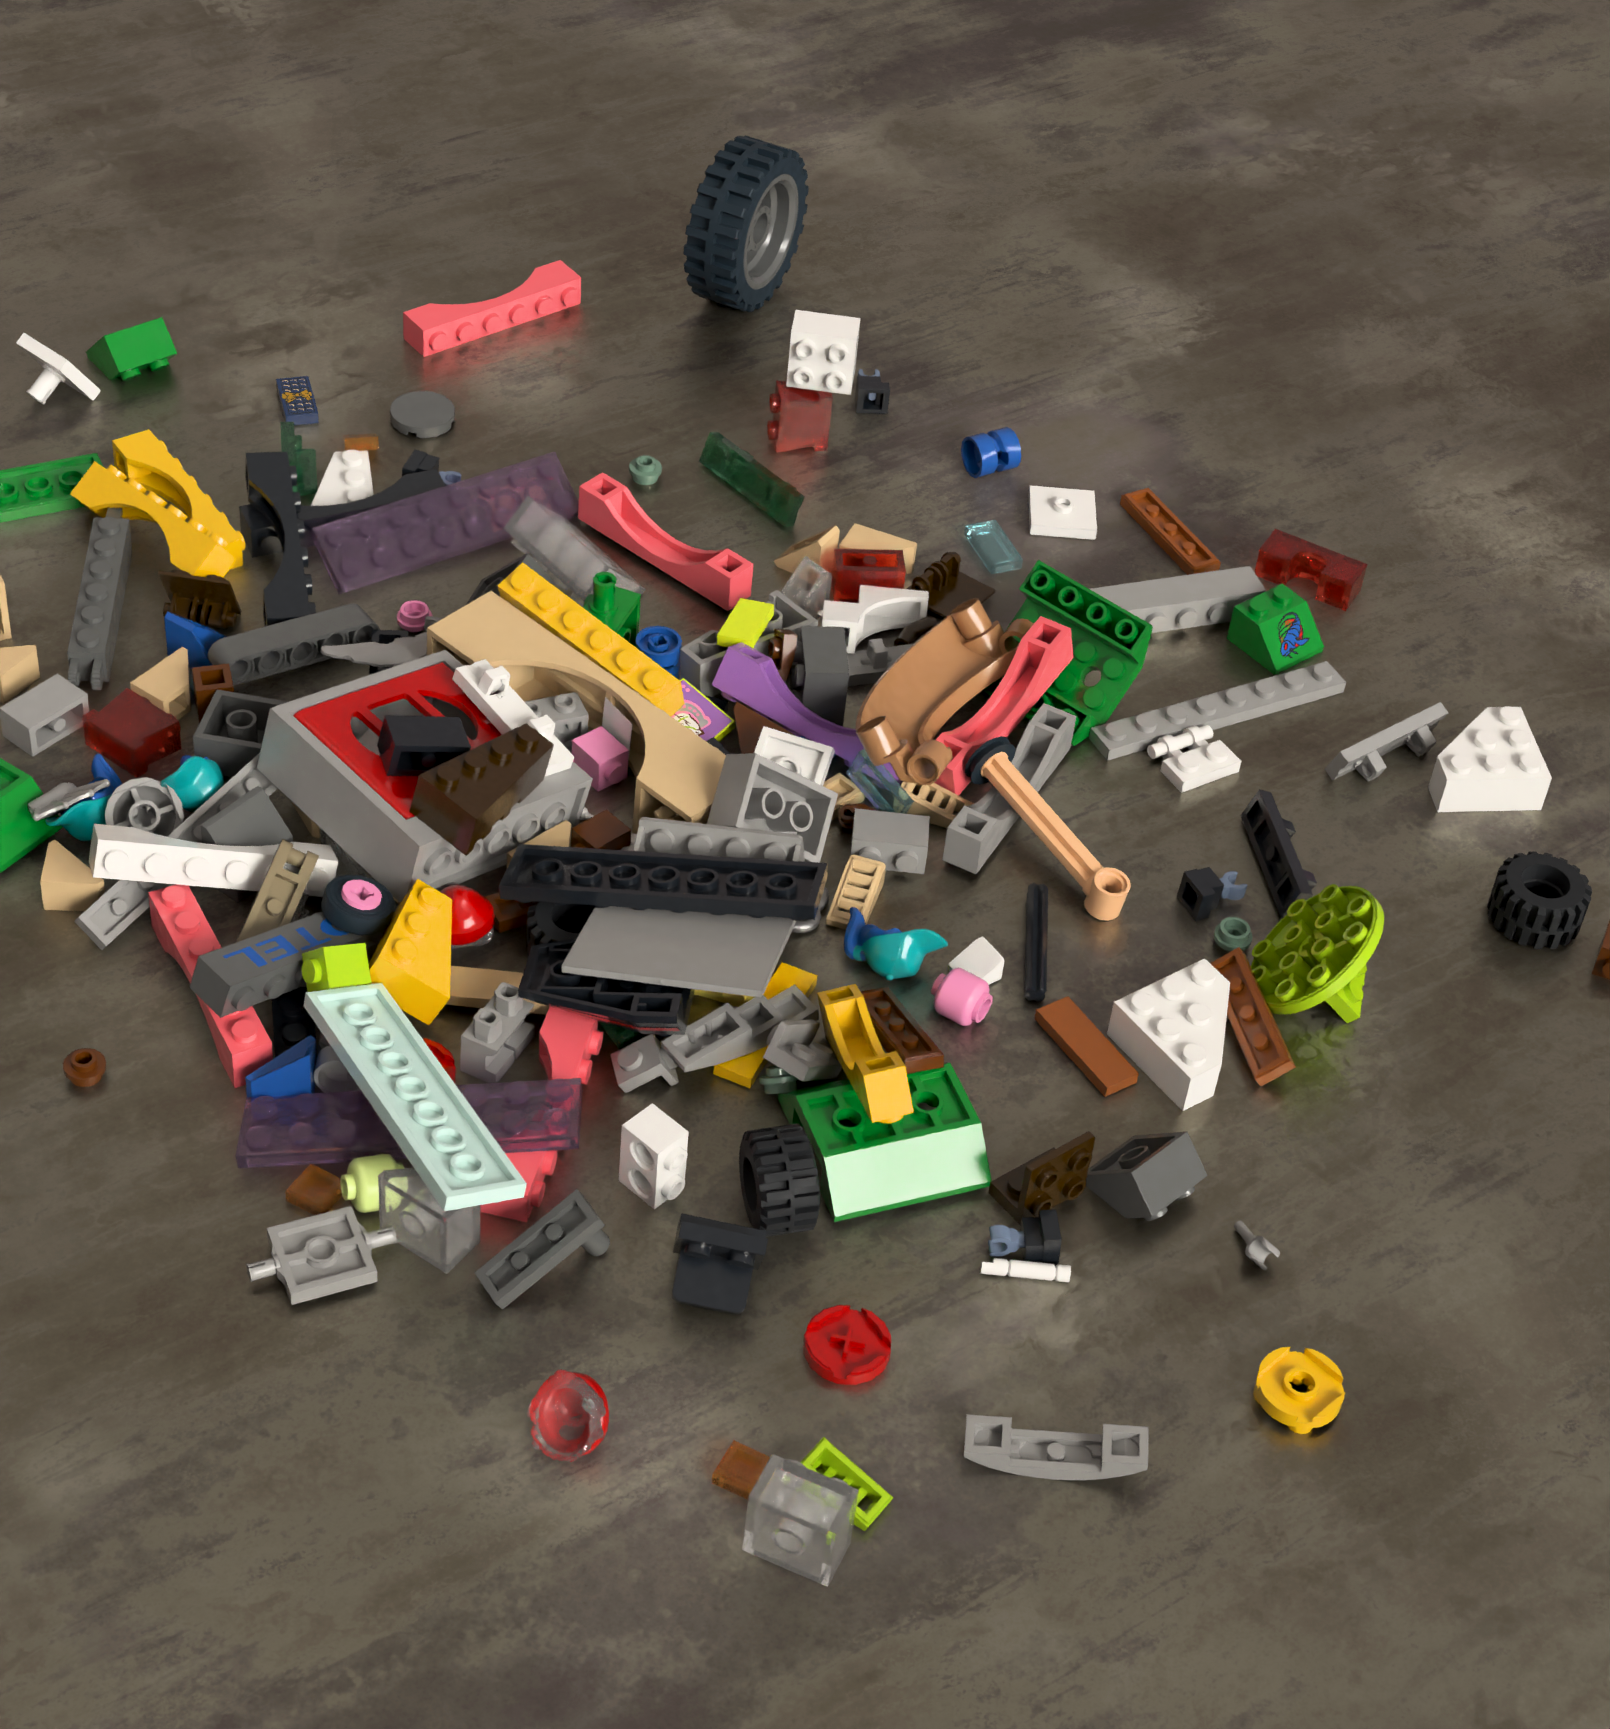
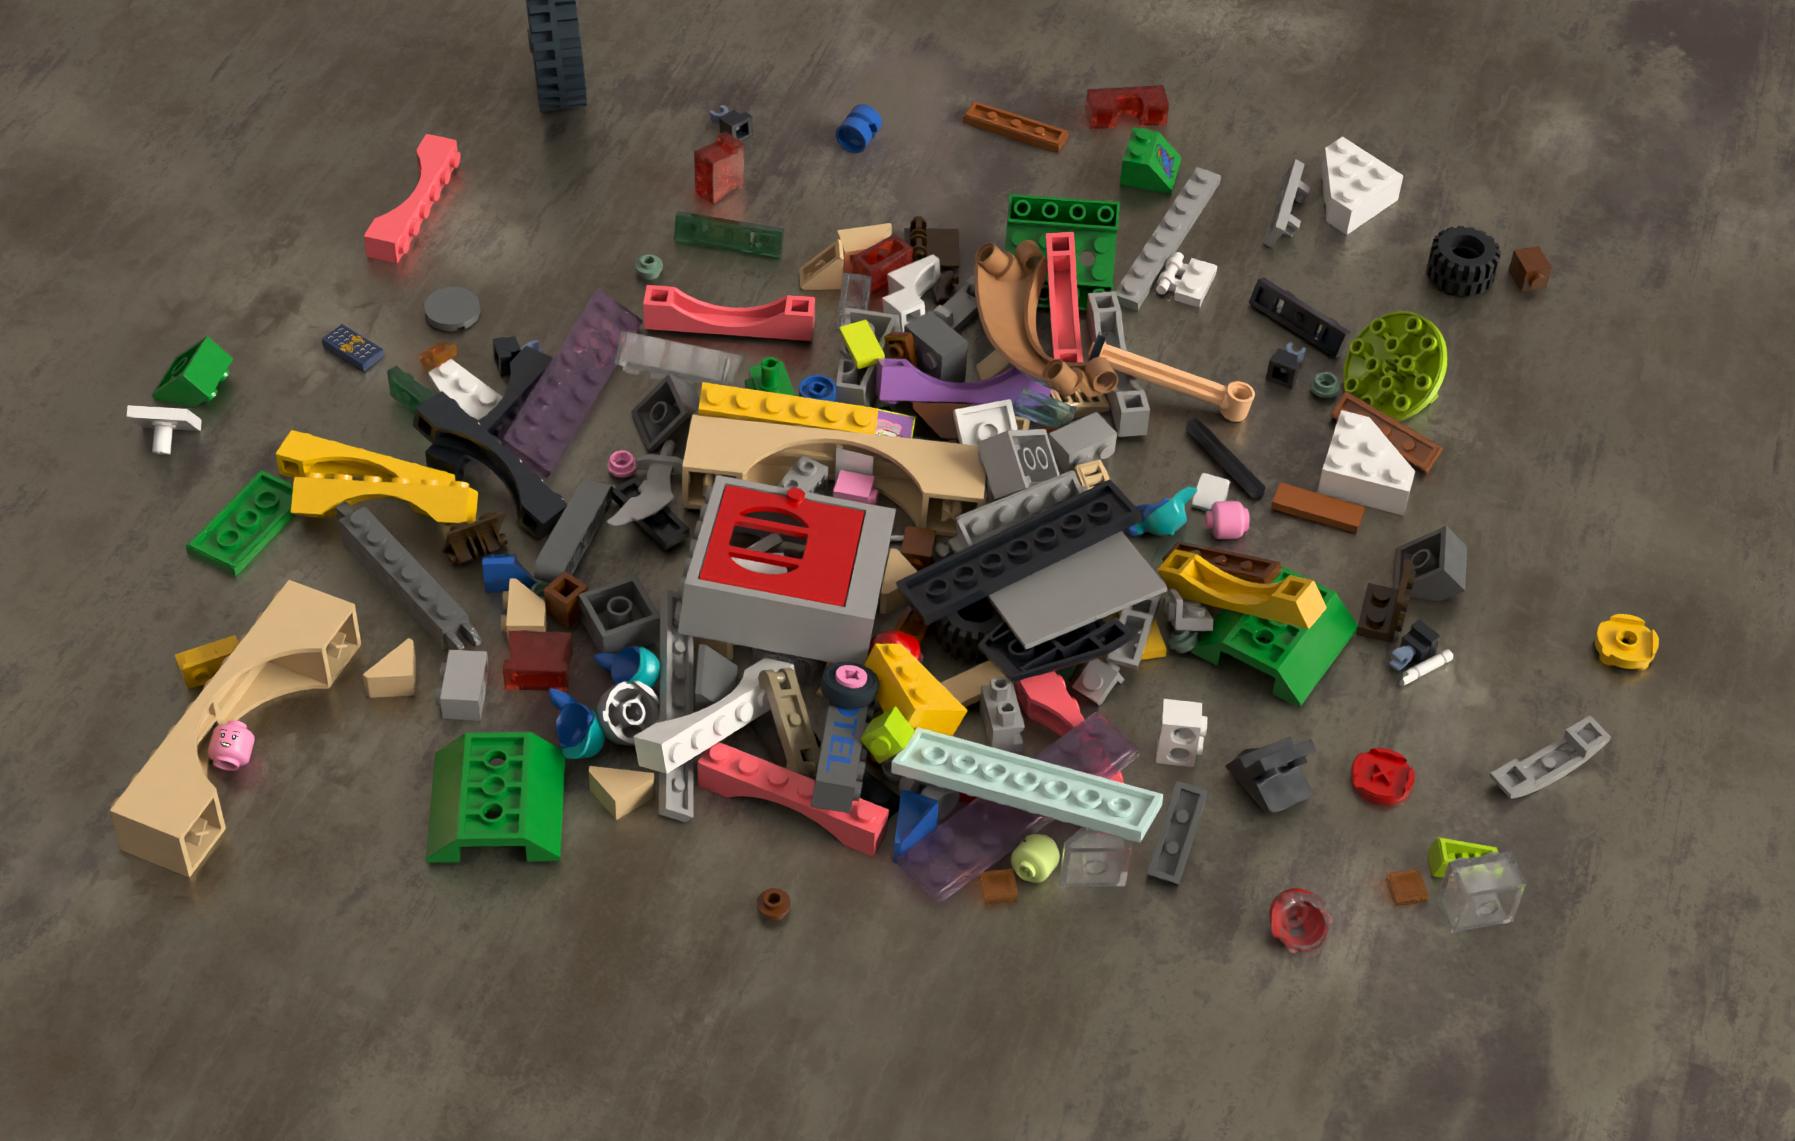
camera: 35 degrees left, 5 degrees up
(62, 797) = (569, 736): light grey arm -> none
(321, 1255) = (1052, 923): light grey plate -> none
(420, 743) = (803, 550): black brick -> none
(481, 786) = (871, 559): dark brown wedge -> none
(505, 709) = (817, 496): white hinge -> none
(779, 1179) = (1265, 700): black tyre -> none
(823, 352) = (721, 113): white brick -> none
(993, 546) = (923, 198): clear light blue tile -> none
(1062, 512) = (938, 148): white plate -> none
(1186, 599) = (1083, 166): light grey brick -> none
(1257, 1246) = (1526, 572): light grey hand -> none

